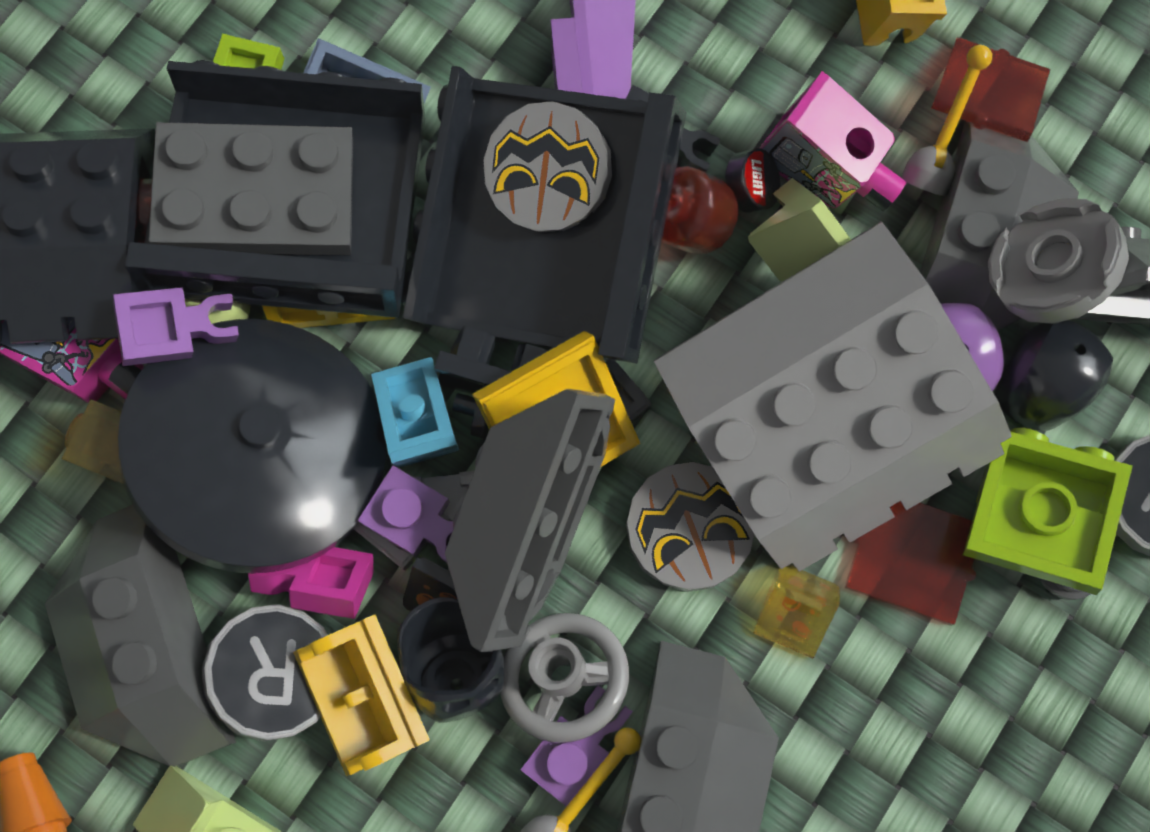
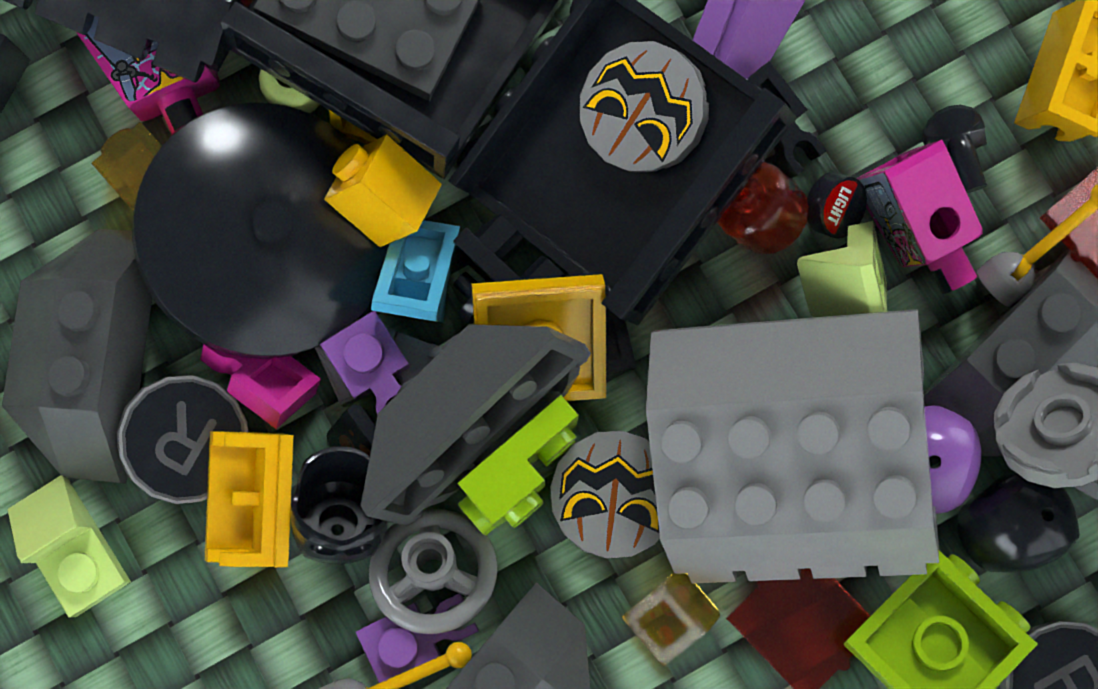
camera: 30 degrees right, 5 degrees up
(160, 326) = (228, 88): medium lavender plate -> none
(347, 353) = (382, 190): none -> yellow brick
(595, 553) = (506, 481): none -> lime plate
(832, 63) = (962, 134): none -> black plate

